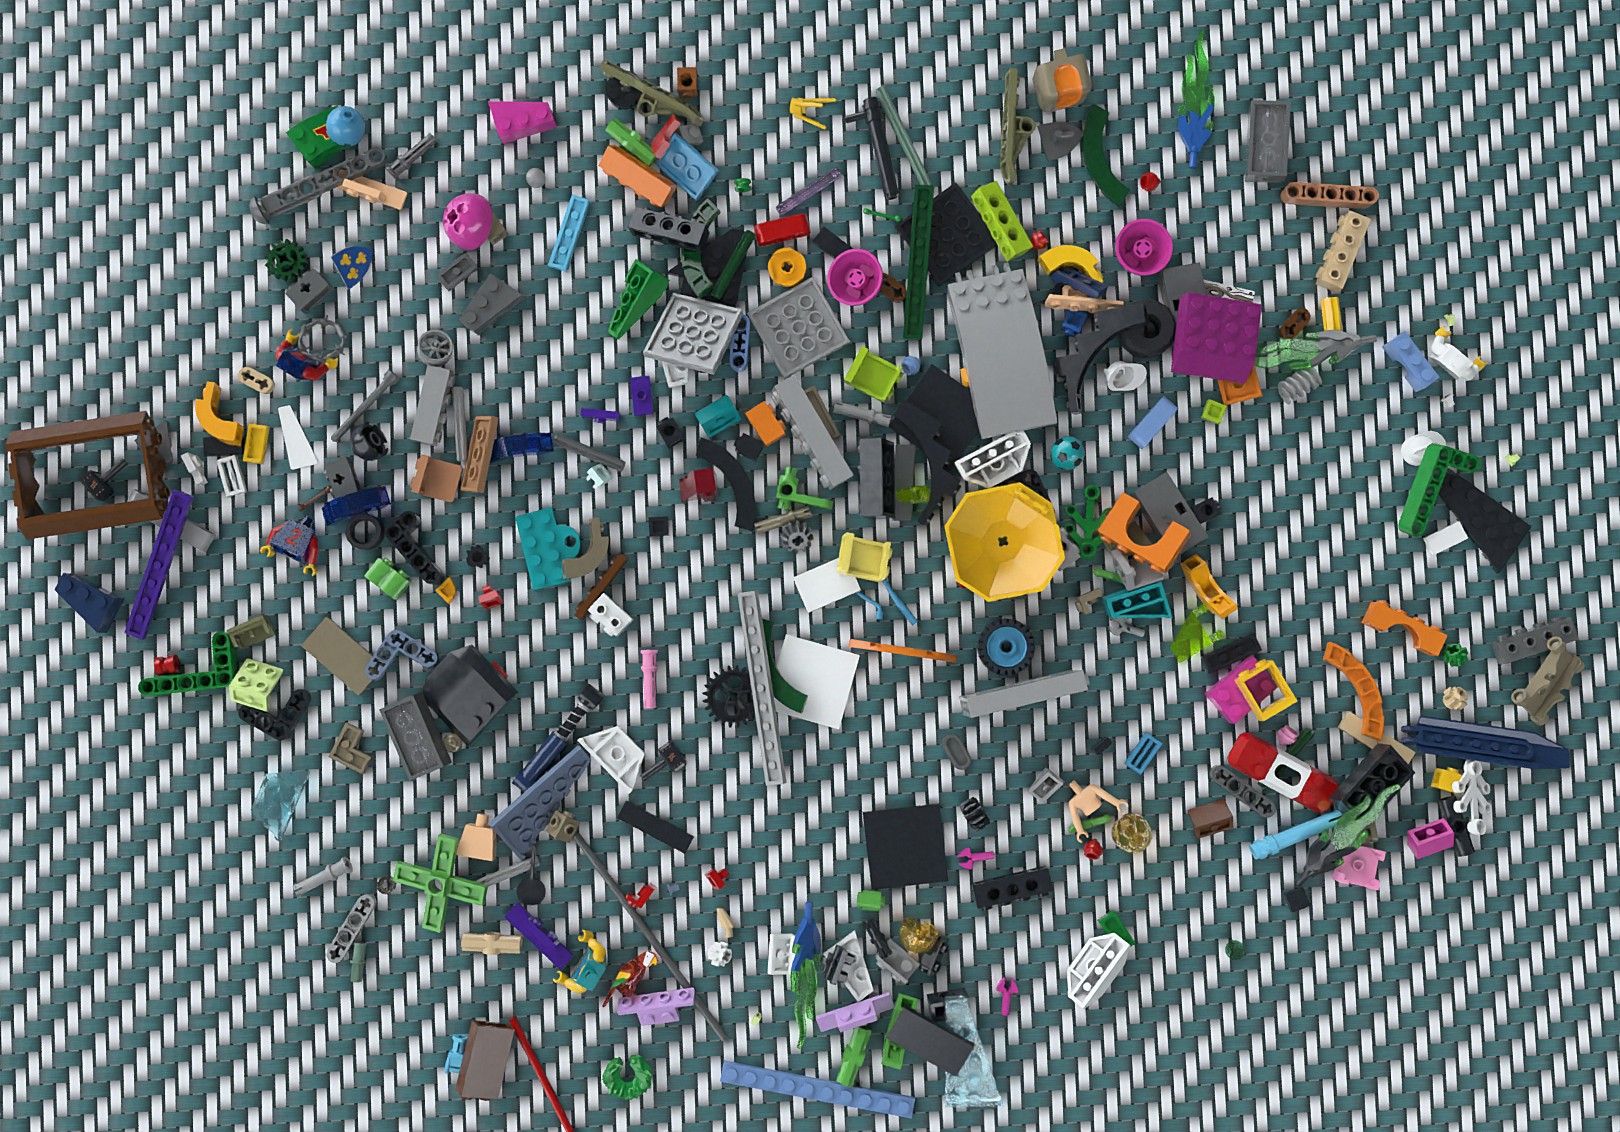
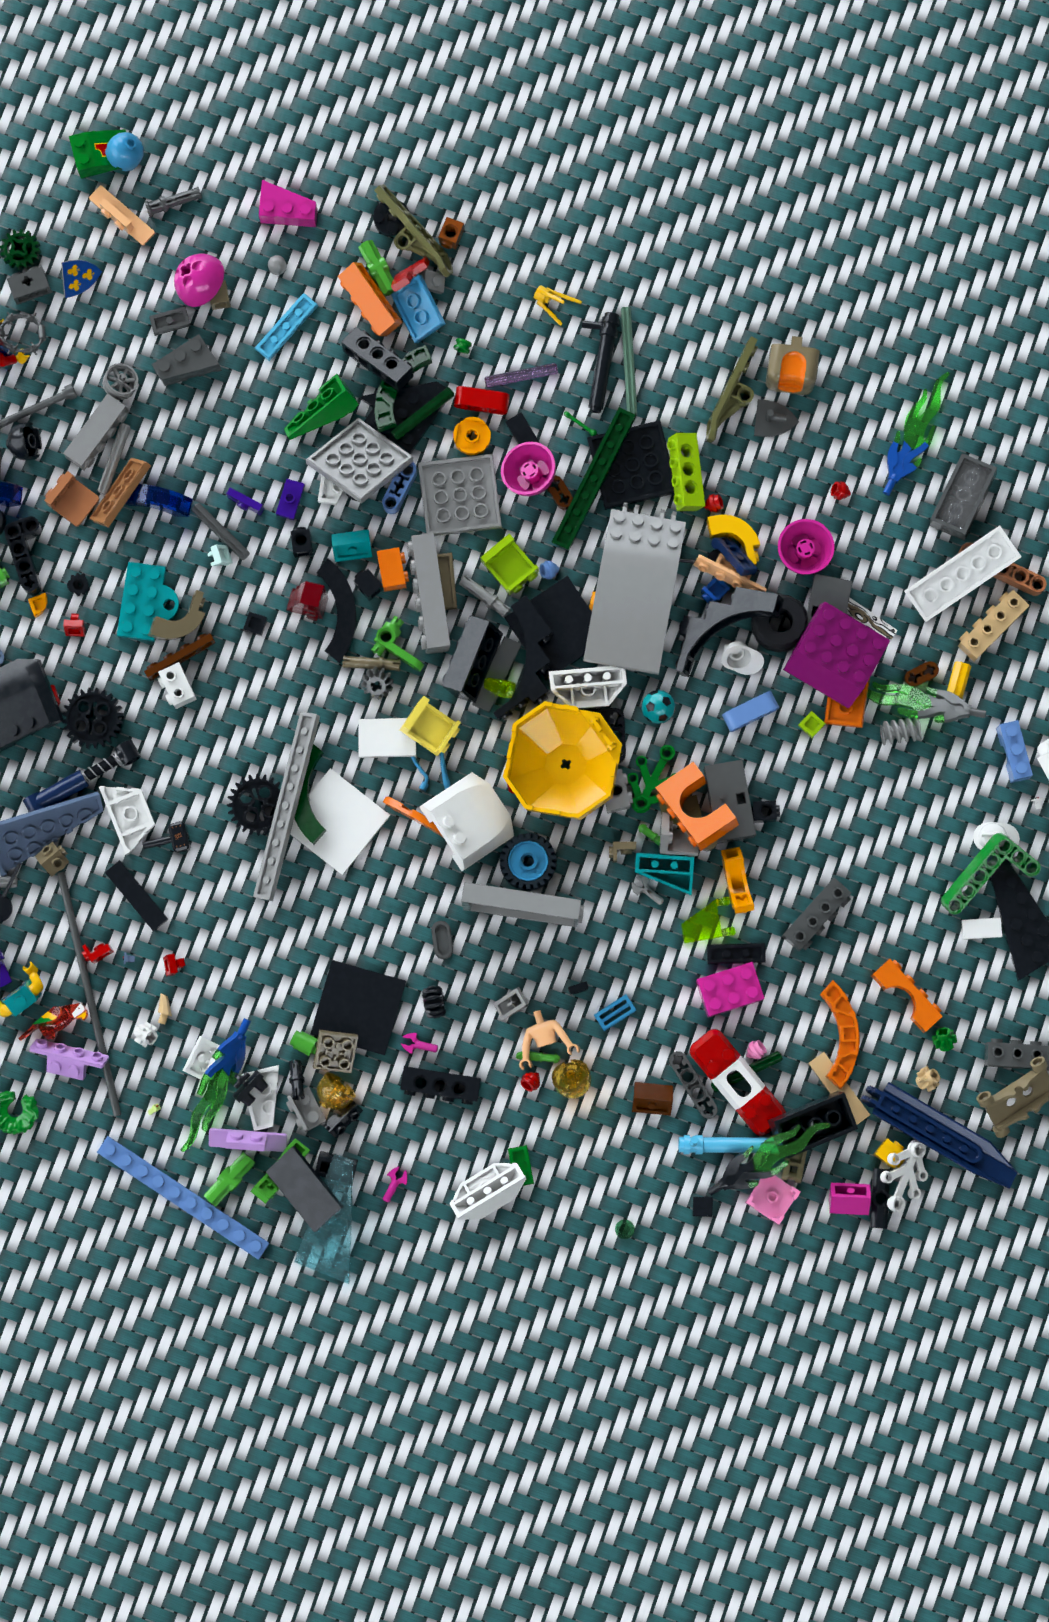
camera: 25 degrees right, 5 degrees down
(272, 206) = (28, 194): dark grey piece -> none
(561, 673) = (75, 717): none -> black gear
(649, 668) = (191, 749): bright pink pin -> none
(902, 897) = (335, 1051): none -> dark tan tile
(937, 630) = (470, 819): none -> white wedge
(1095, 158) = (798, 450): dark green tile -> none
(1277, 706) = (750, 1013): yellow window -> none
(1291, 587) = (816, 914): none -> dark grey brick
(1298, 213) = (962, 573): none -> white plate

